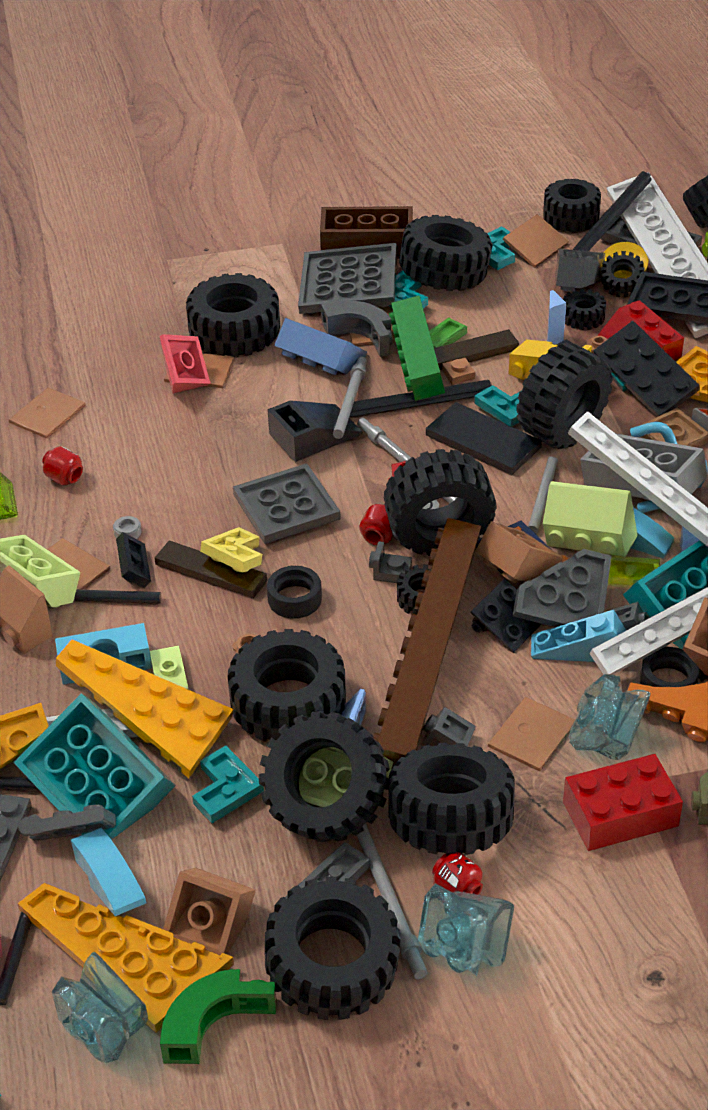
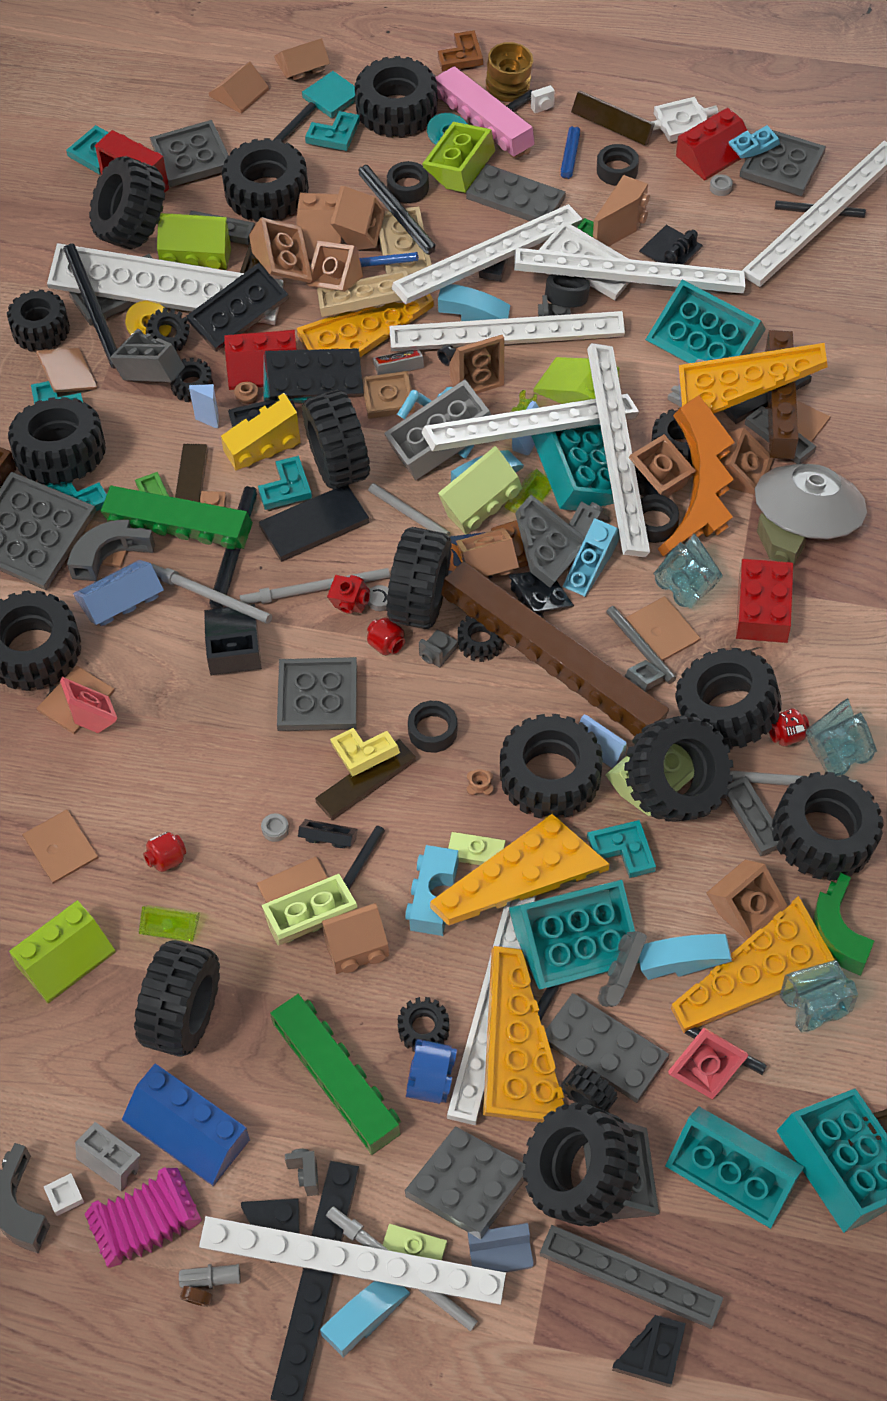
camera: 65 degrees left, 15 degrees up
(502, 712) = (642, 646): none -> dark grey bar

